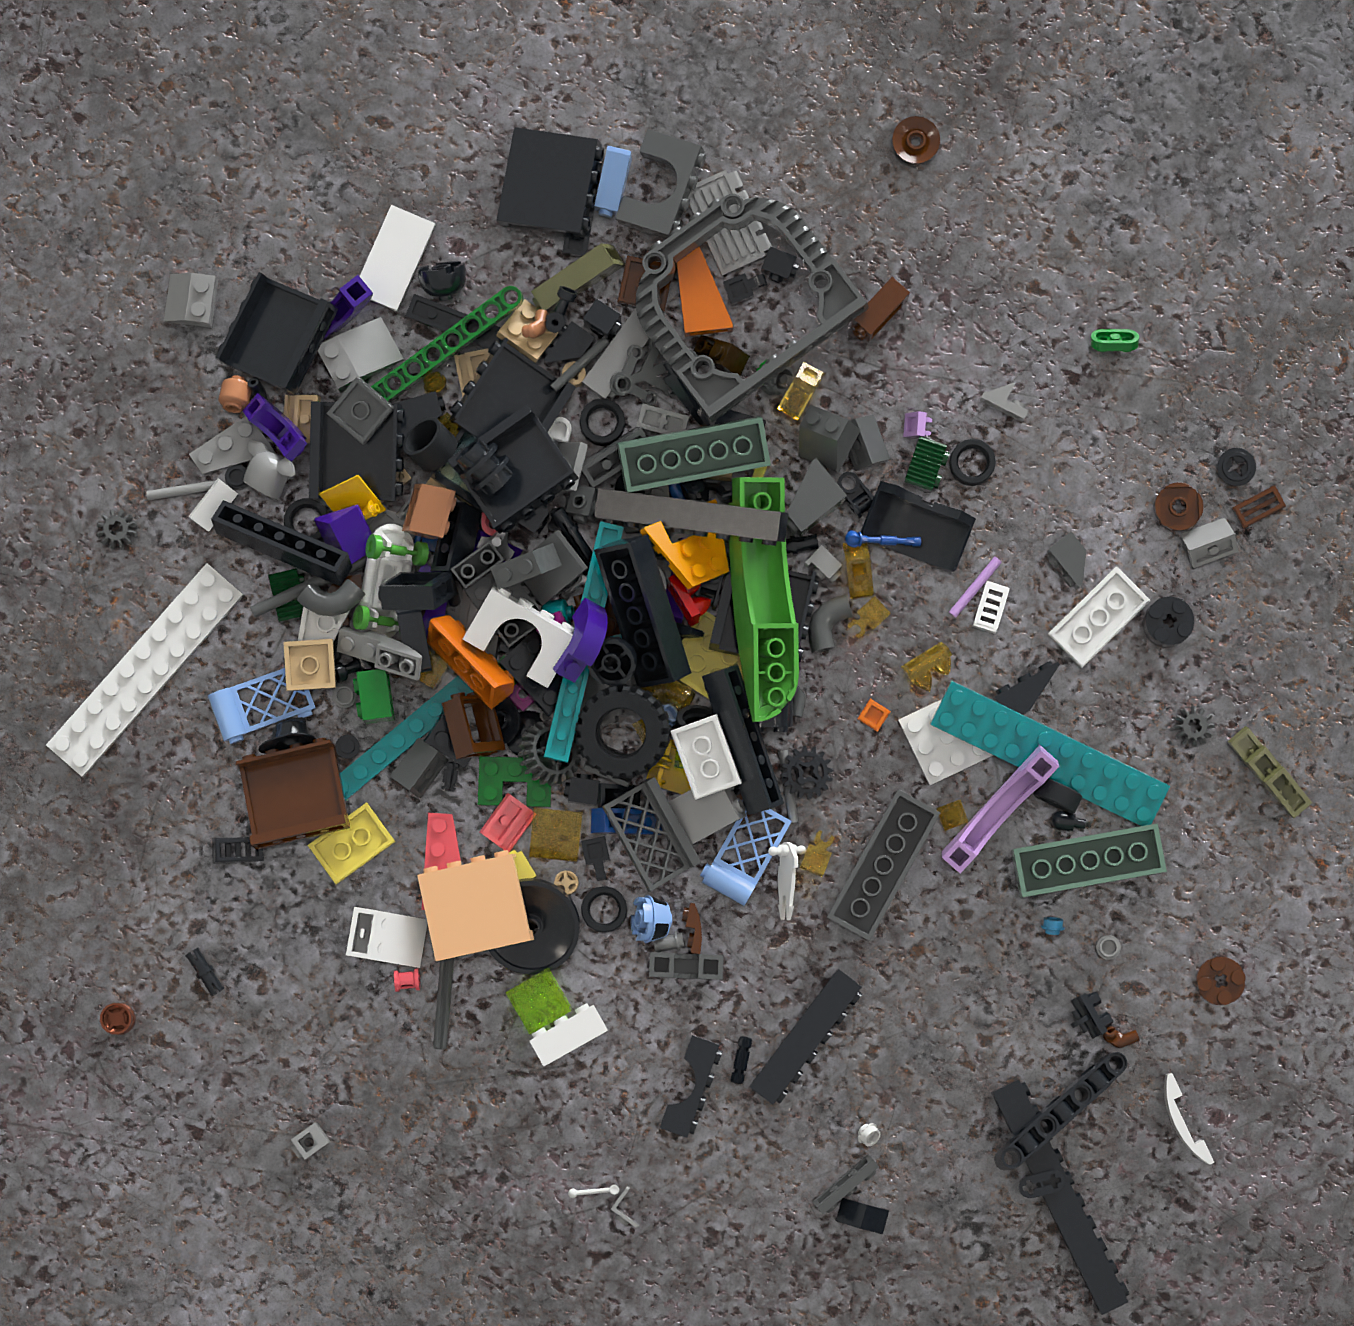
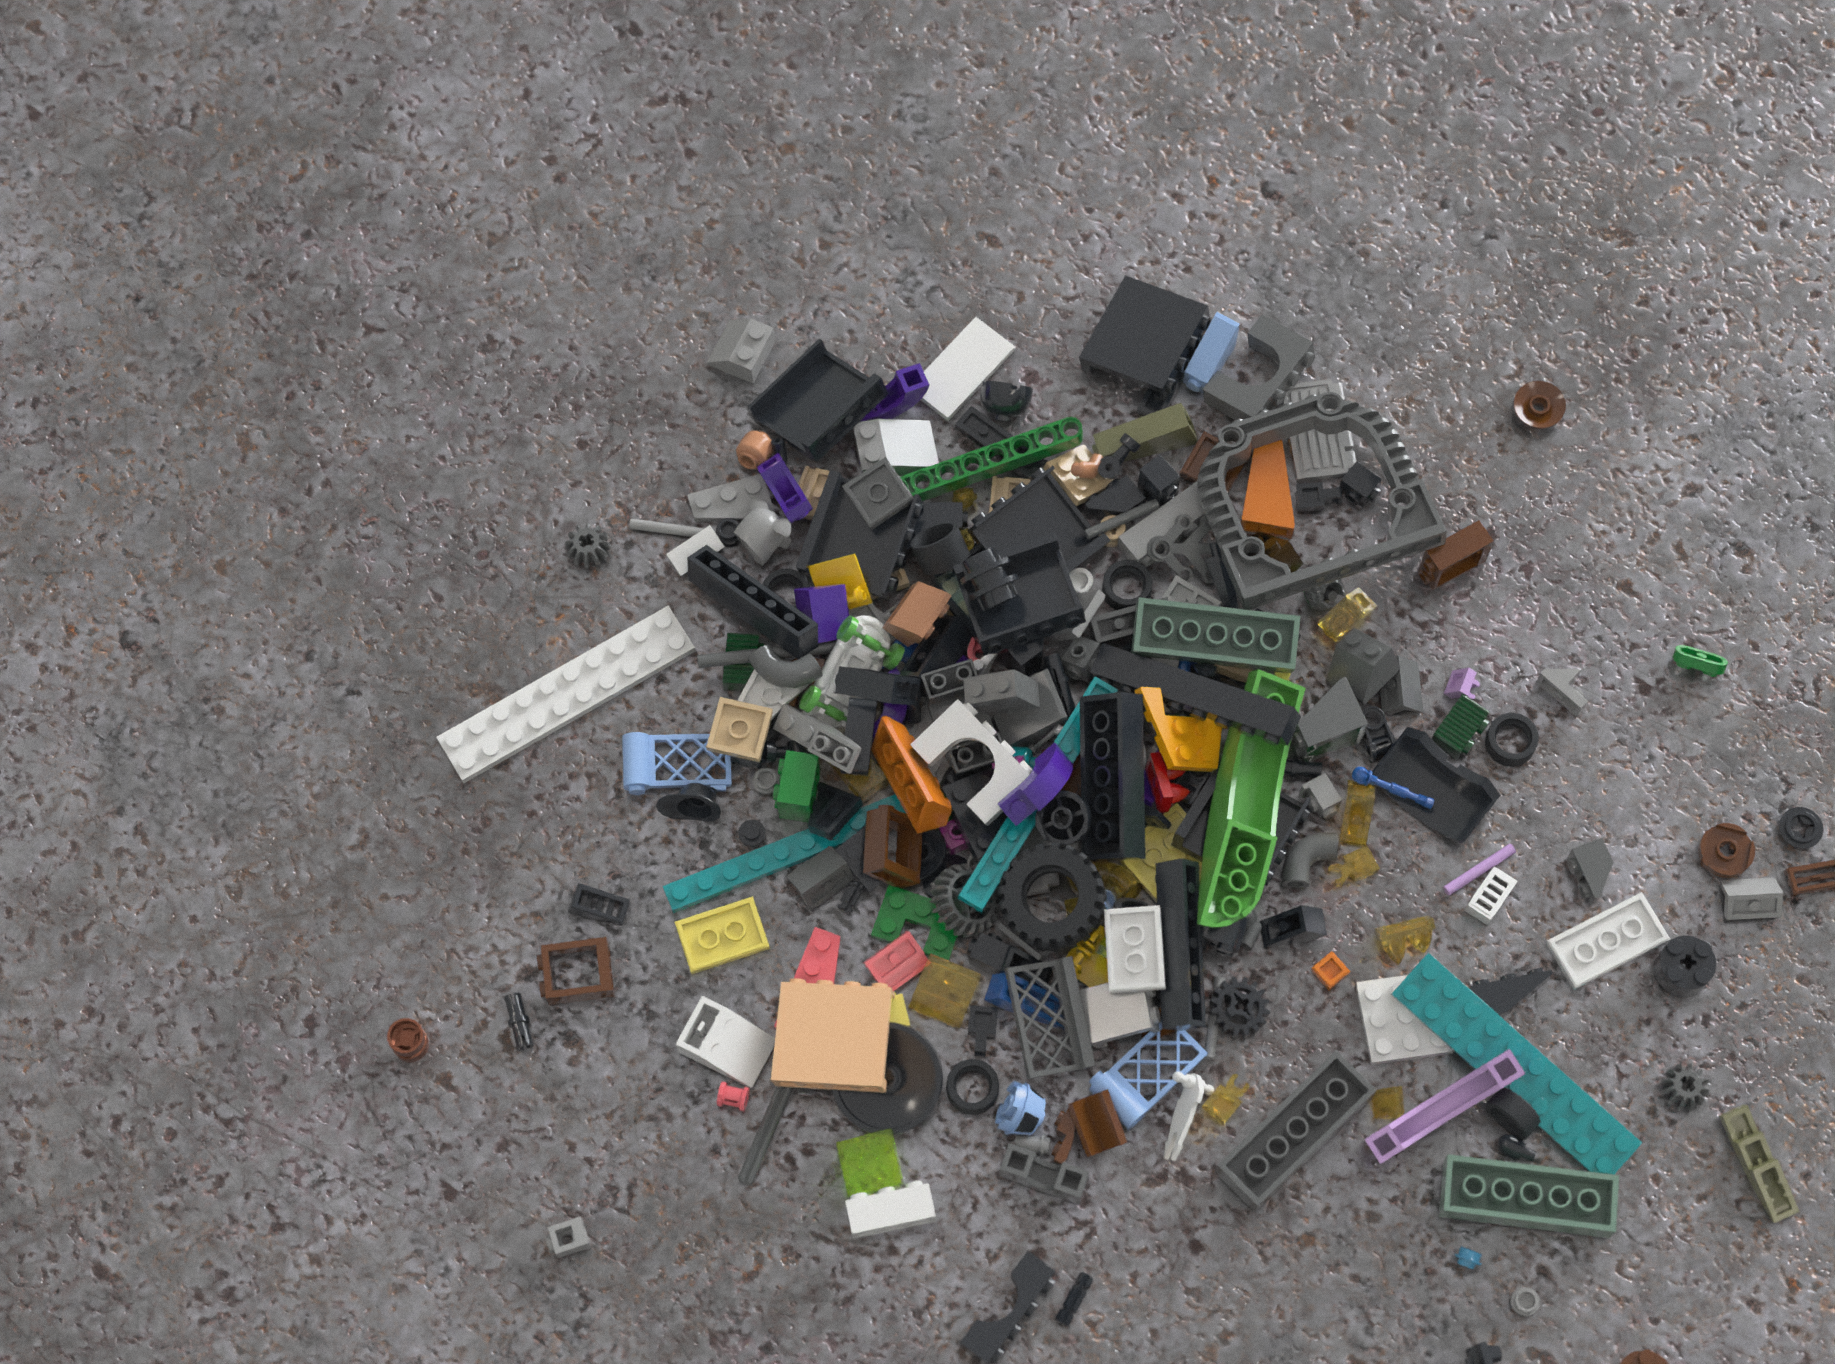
camera: 20 degrees right, 15 degrees down
(263, 907) = (601, 991): none -> reddish brown window
(293, 793) = (678, 861): reddish brown panel -> none
(410, 708) = (832, 810): none -> black wing
(567, 881) = (942, 1039): tan wheel -> none
(717, 910) = (1097, 1123): none -> reddish brown panel
(805, 1036) = (1154, 1291): black brick -> none
(832, 688) = (1293, 926): none -> black slope

